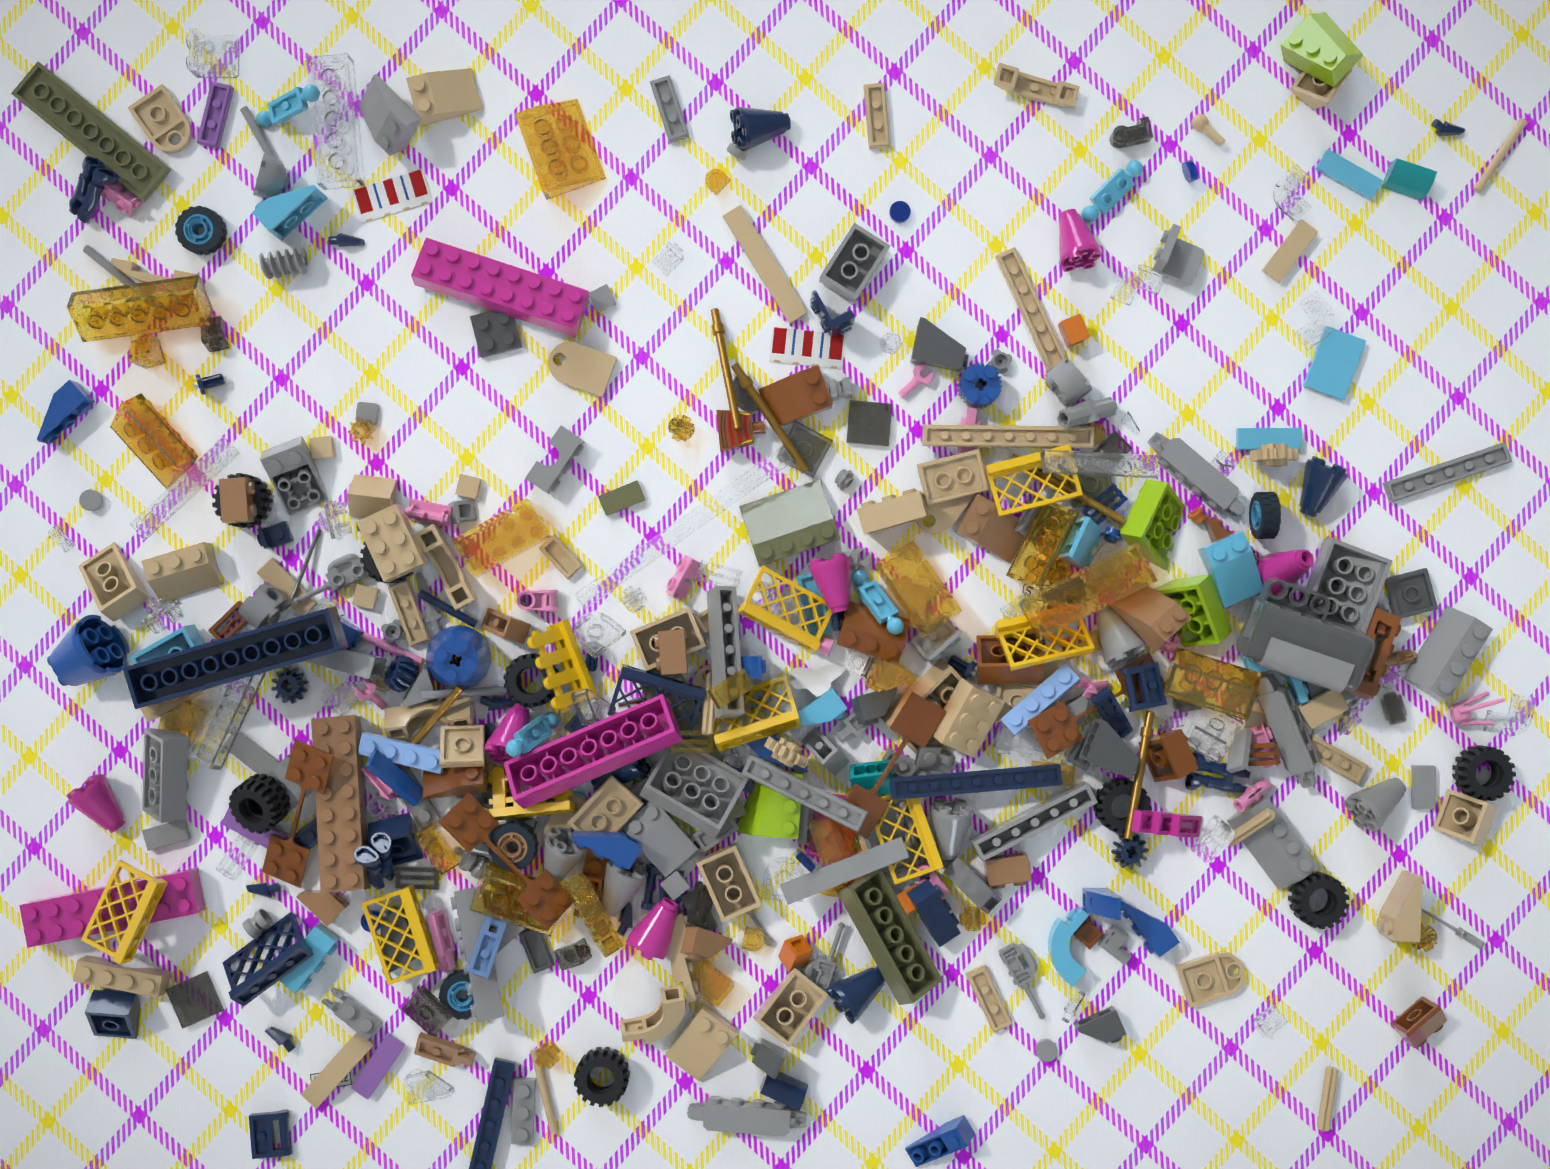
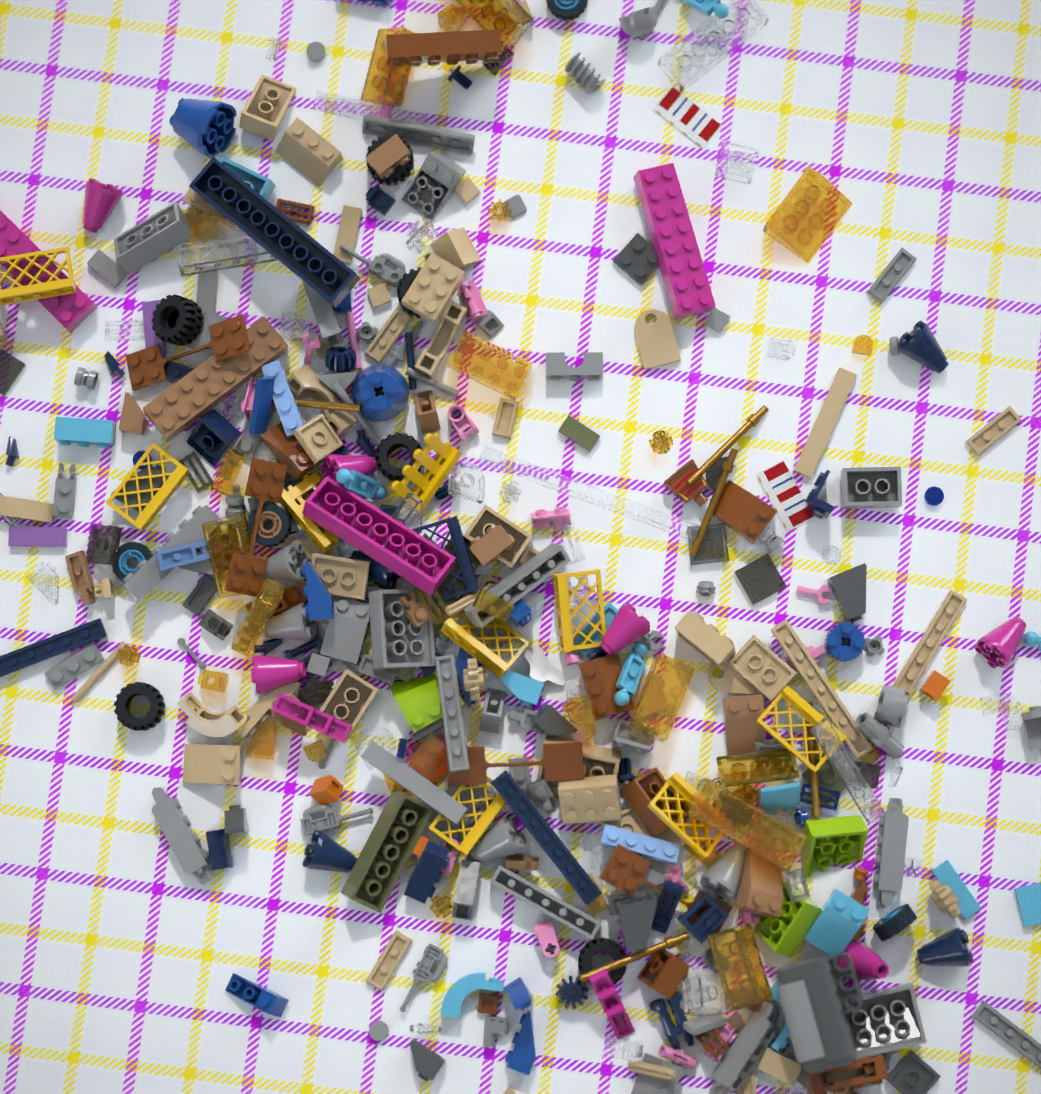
camera: 60 degrees right, 5 degrees down
(154, 620) = (275, 161): clear hips -> none
(165, 378) = (442, 47): none -> dark orange brick
(236, 456) = (419, 134): none -> light grey tile
(264, 606) = (323, 226): light grey brick -> none
(271, 969) = (62, 411): dark blue fence -> none
(286, 677) = (269, 284): dark blue gear -> none
(288, 210) = (624, 51): medium azure slope -> none
(305, 564) = (373, 236): dark grey axle -> none
(344, 240) = (631, 106): dark blue bar -> none
(369, 858) = (192, 433): dark blue piece -> none
(388, 116) = (742, 76): light grey slope -> none
(442, 939) = (163, 520): bright pink hinge -> none
(444, 95) = (787, 105): tan slope -> none
(465, 178) = (736, 162): none -> clear slope
(468, 486) = (511, 315): tan tile -> none
(472, 1034) = (107, 589): none -> tan tile
(481, 602) = (432, 382): none -> light grey bar
(567, 995) = (202, 665): none -> light grey hinge
(625, 984) = (219, 684): none -> clear yellow brick
(688, 762) = (416, 611): none -> medium nougat plate
(721, 927) = (311, 717): none -> dark pink slope
(789, 523) = (645, 569): slope -> none
(790, 1007) = (285, 812): tan slope -> none
(868, 774) = (497, 753): teal brick -> none
(981, 818) = (520, 862): none -> medium nougat plate
(1007, 869) = (495, 908): medium nougat brick -> none
(1063, 840) = (546, 934): none -> bright pink piece
(1173, 582) = (796, 885): none -> clear slope

